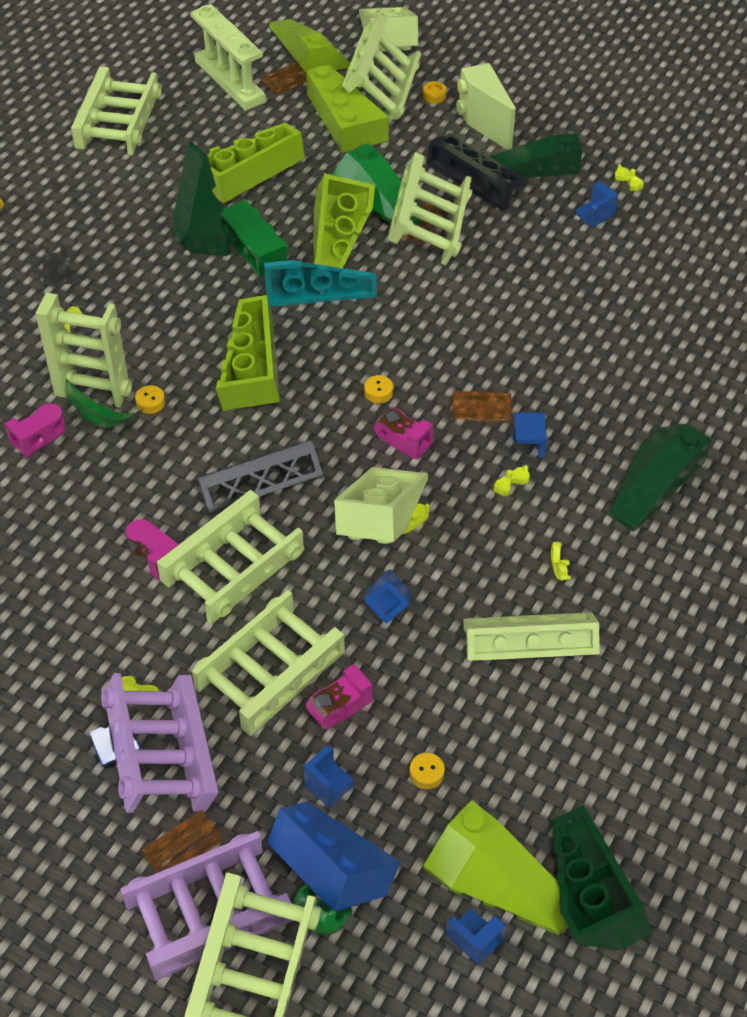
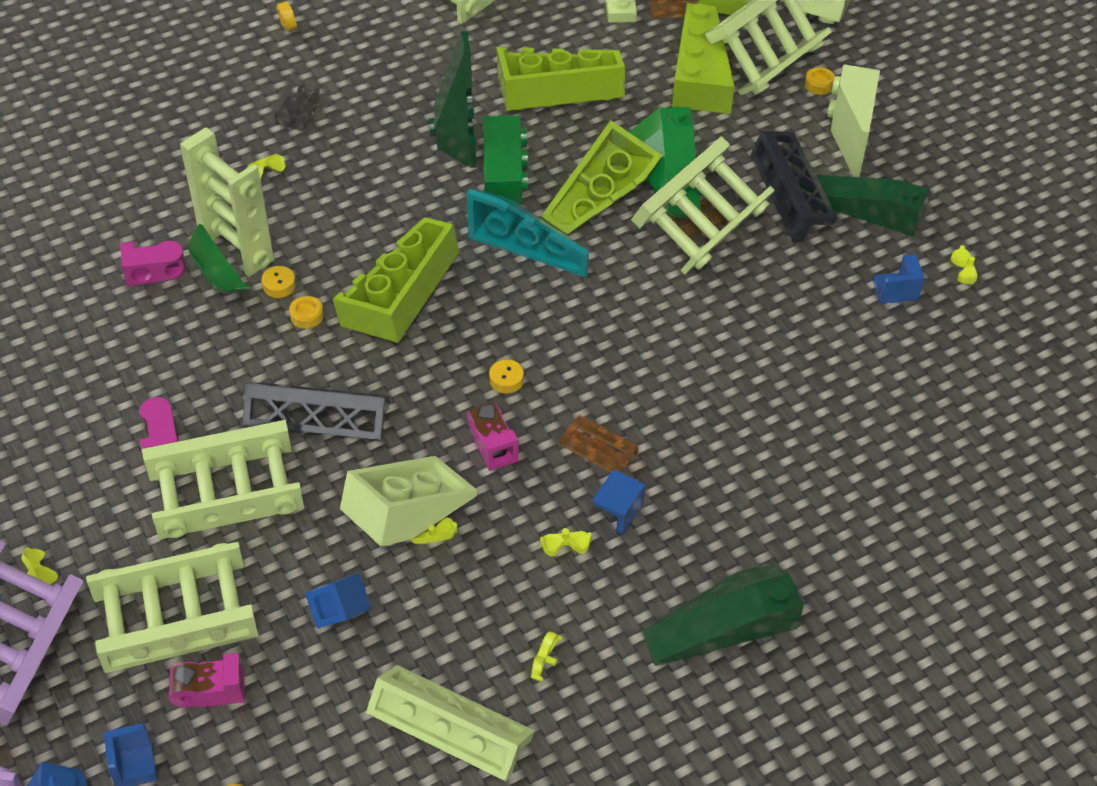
camera: 30 degrees right, 0 degrees up
(190, 411) = (306, 312): none -> yellow tile

